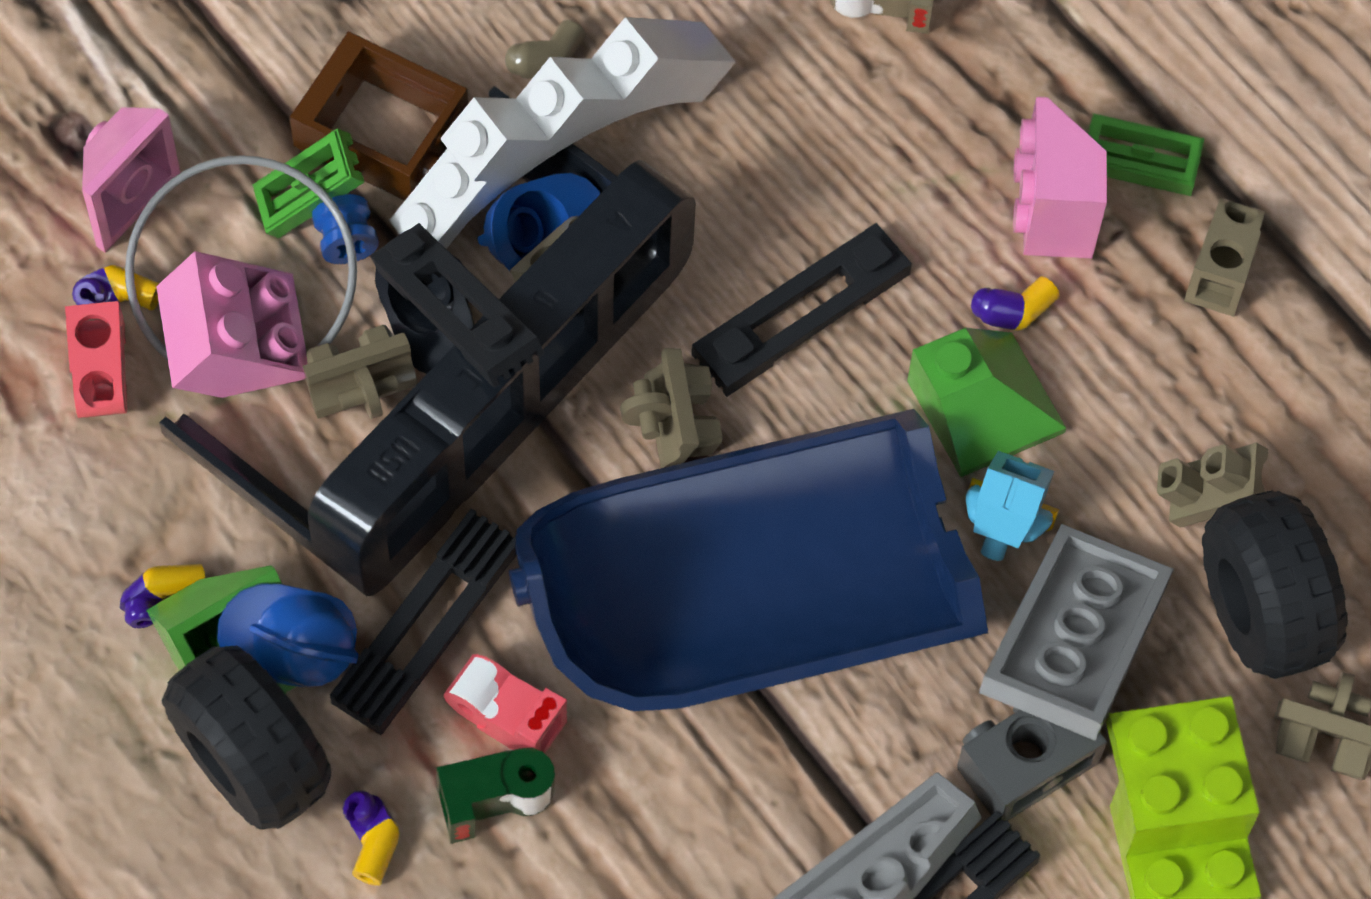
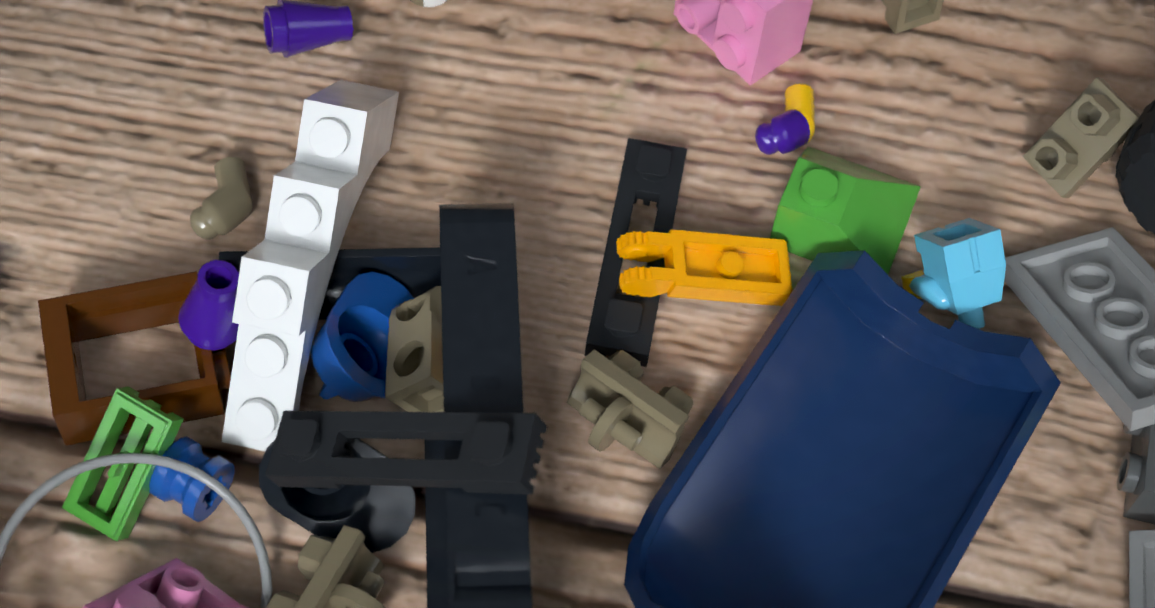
camera: 45 degrees left, 5 degrees down
(438, 117) = (210, 306): none -> dark purple cone
(829, 357) = (707, 267): none -> light orange hinge

